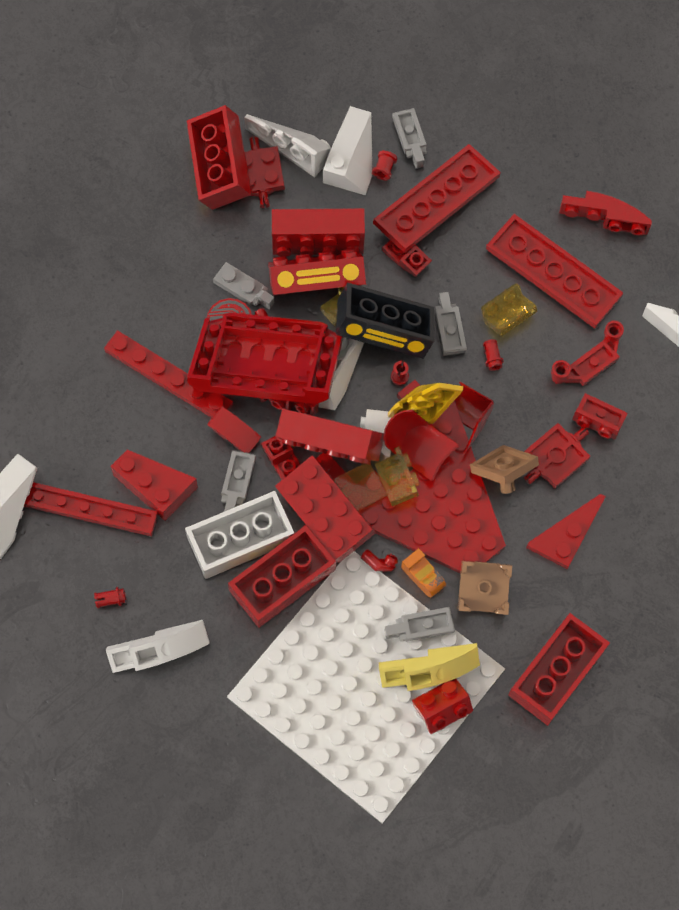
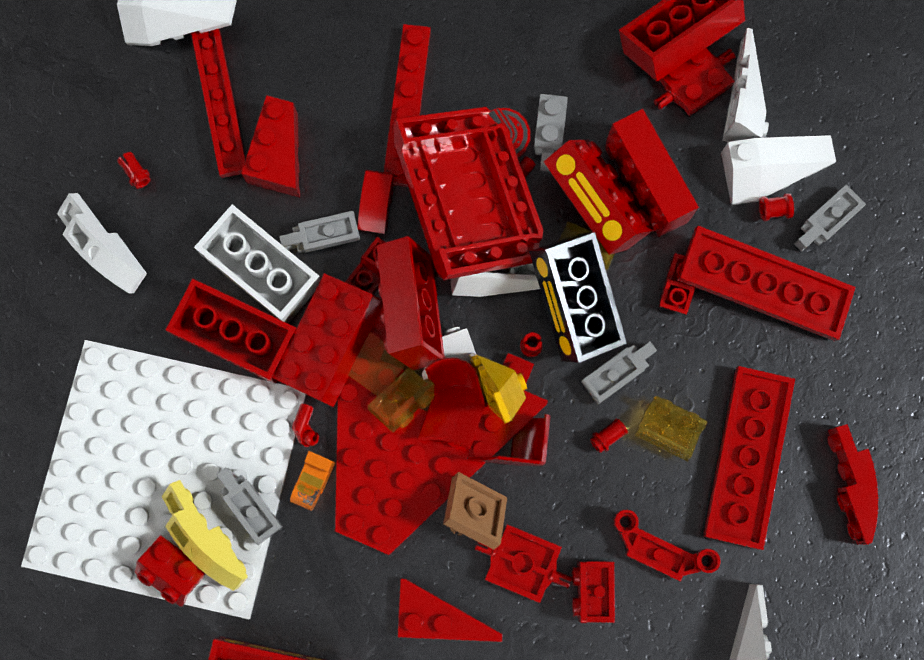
camera: 65 degrees right, 10 degrees up
(484, 587) = (325, 554): medium nougat panel -> none

